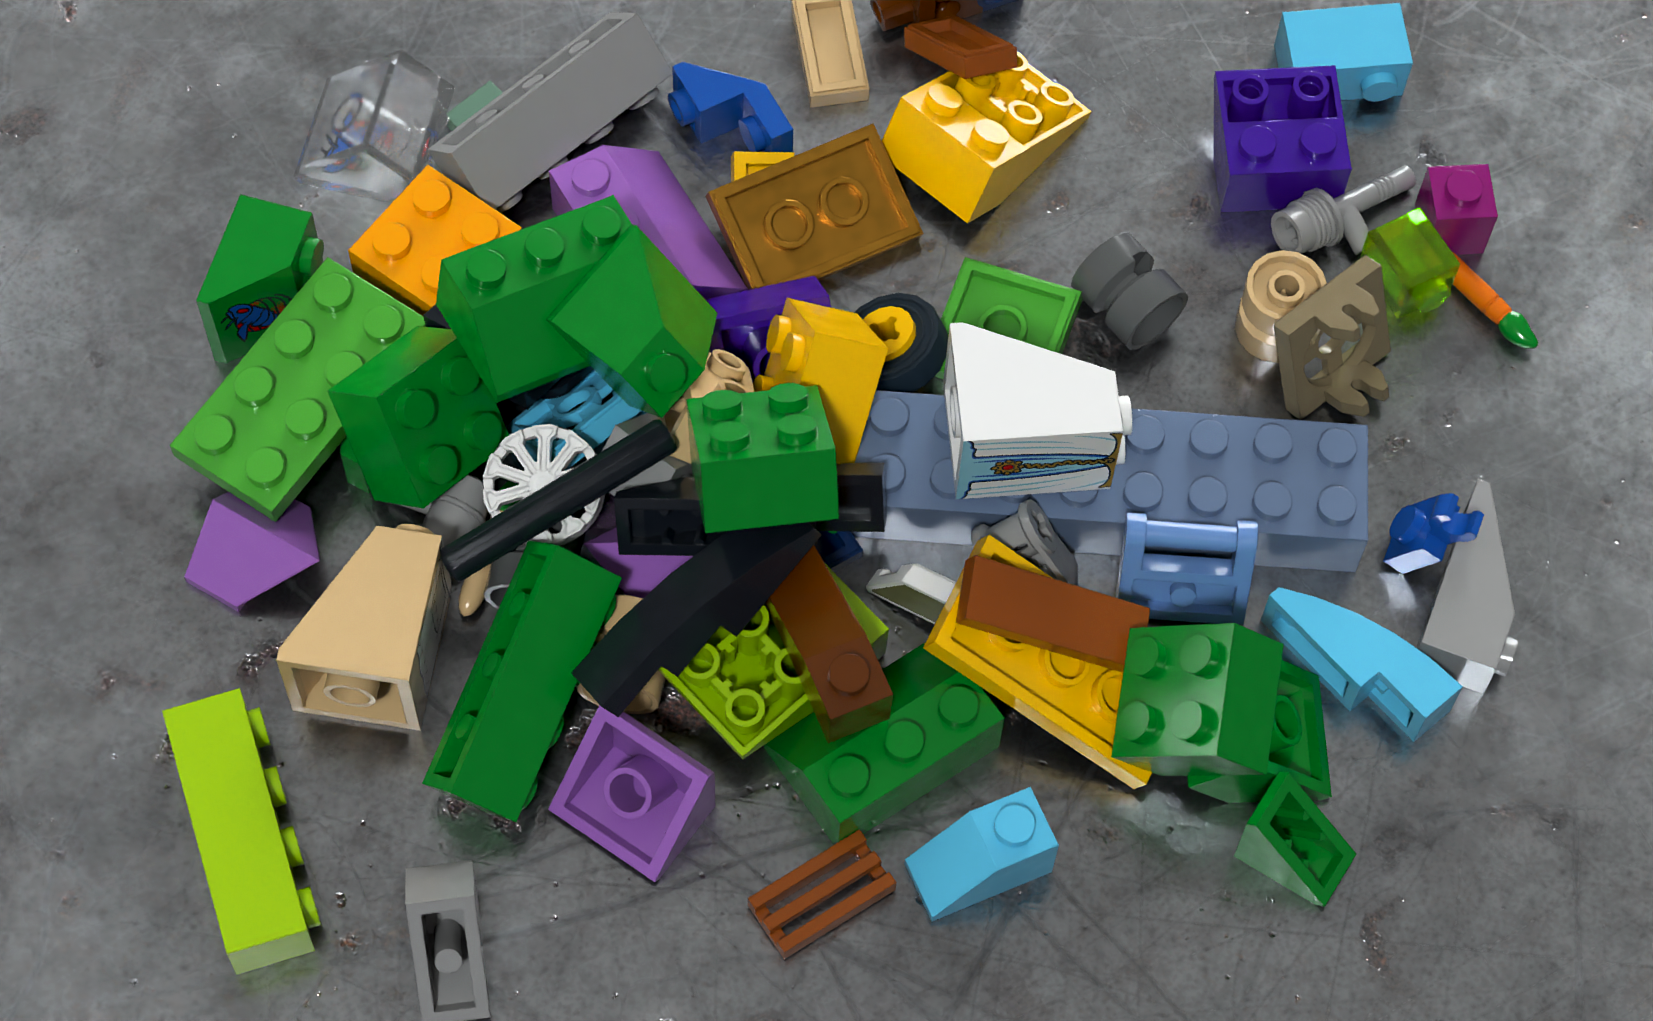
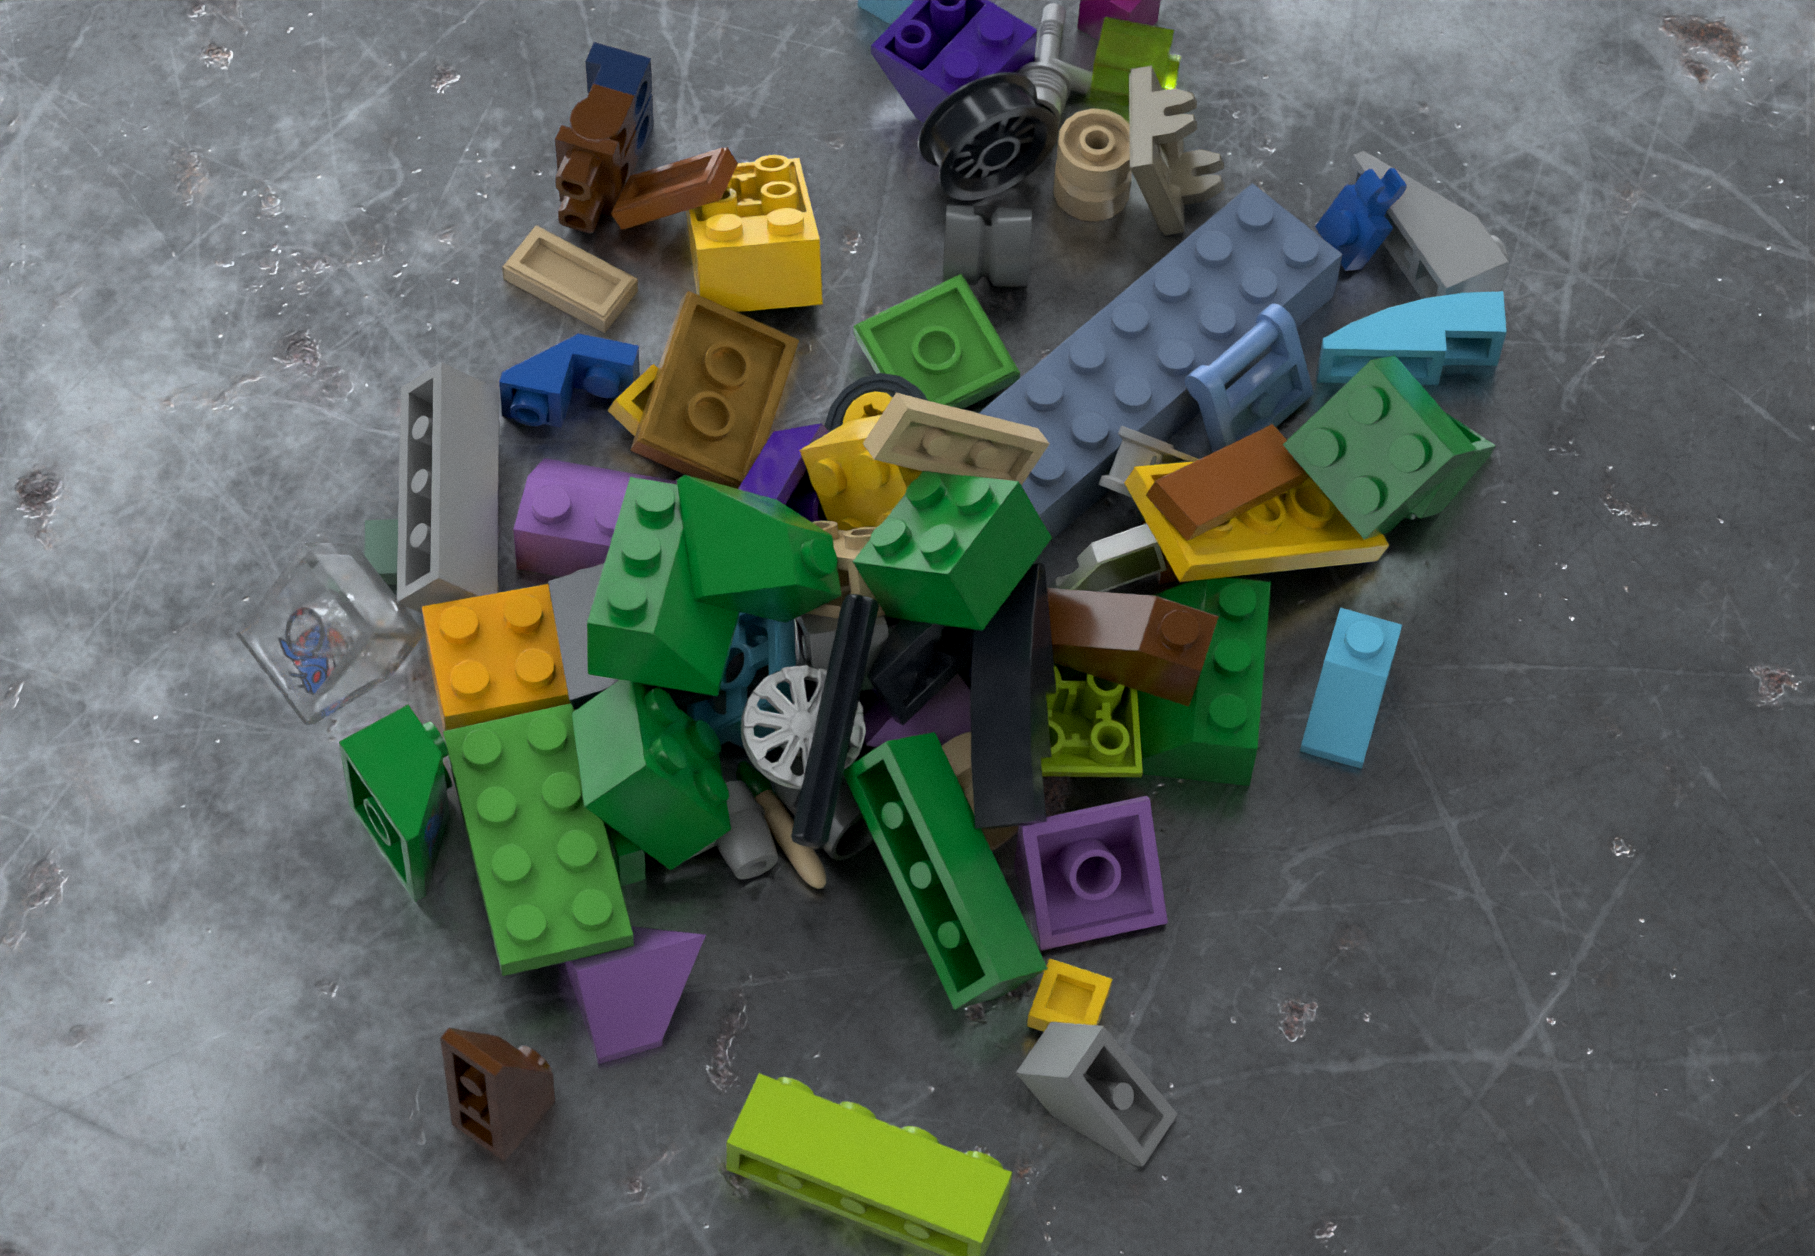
camera: 50 degrees left, 5 degrees down
(74, 517) = (495, 1088): none -> reddish brown slope
(373, 633) = (807, 940): tan slope -> none
(511, 862) = (1068, 996): none -> yellow plate
(864, 388) = (954, 441): none -> tan plate
(867, 863) = (1284, 773): dark orange tile -> none
(1029, 418) = (1069, 363): white slope -> none
(1218, 210) = (987, 136): none -> black wheel
(1295, 842) = (1512, 492): green slope -> none
(1478, 292) = (1235, 46): orange piece -> none

